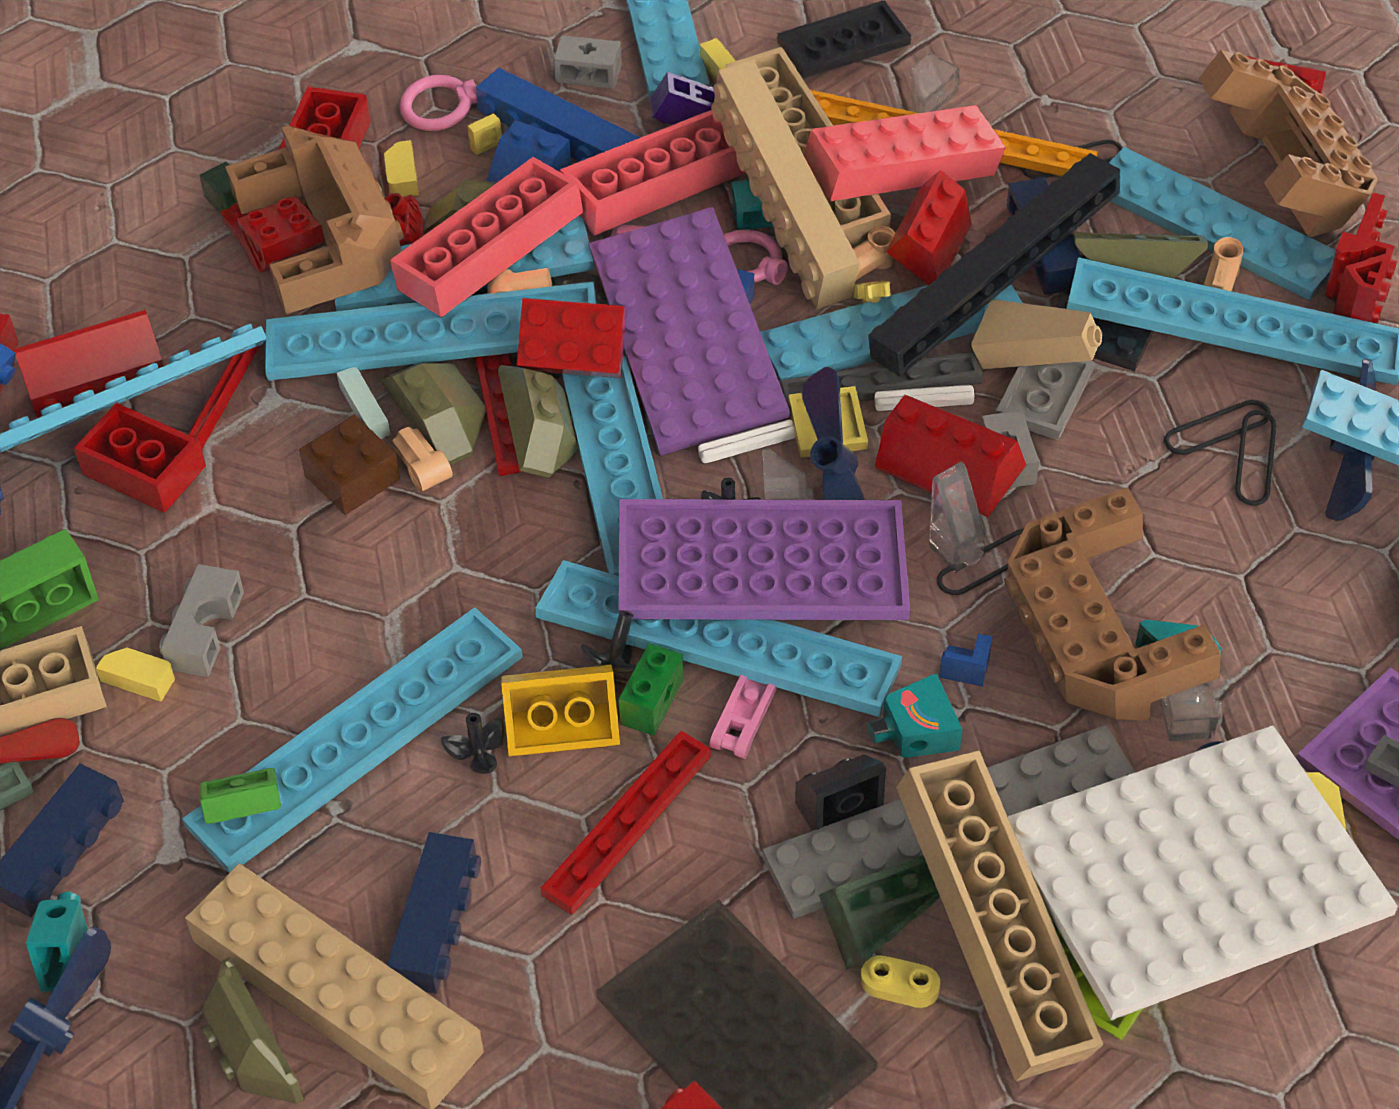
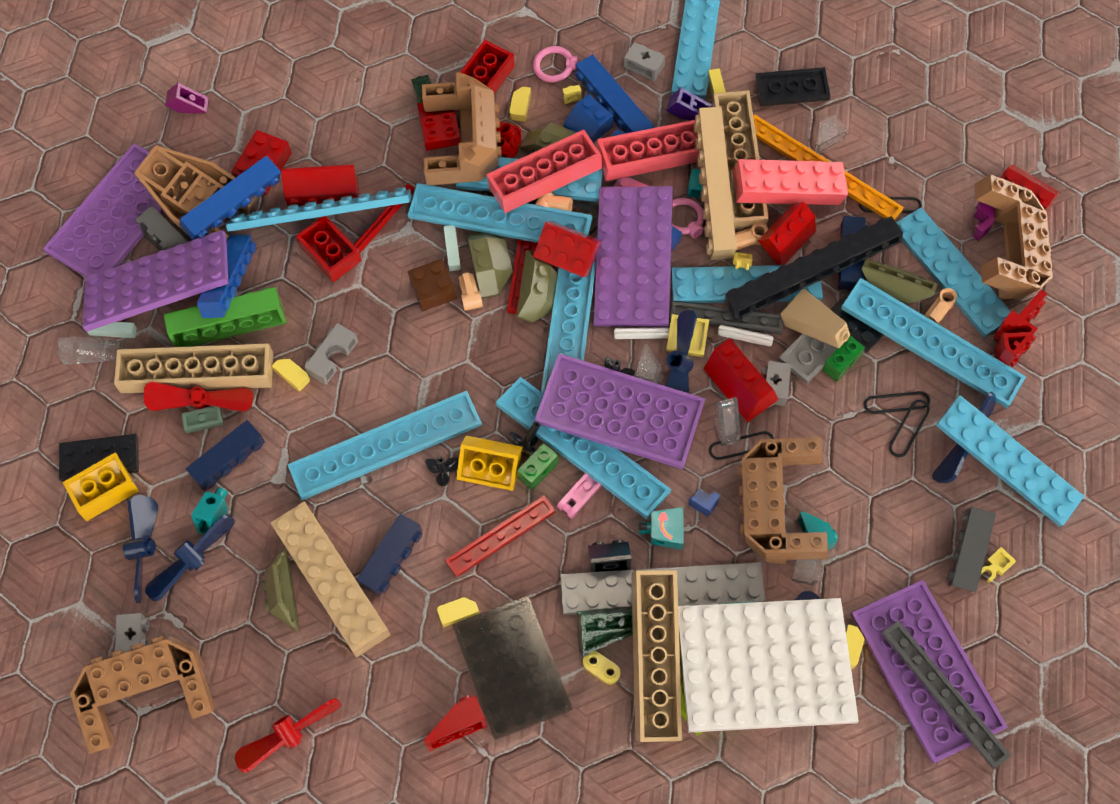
camera: 20 degrees right, 15 degrees up
(239, 795) = (317, 461): bright green slope -> none
(594, 968) = (457, 611): none -> light yellow piece
(1102, 383) = (843, 358): none -> green brick
(1231, 133) = (985, 215): none -> magenta slope

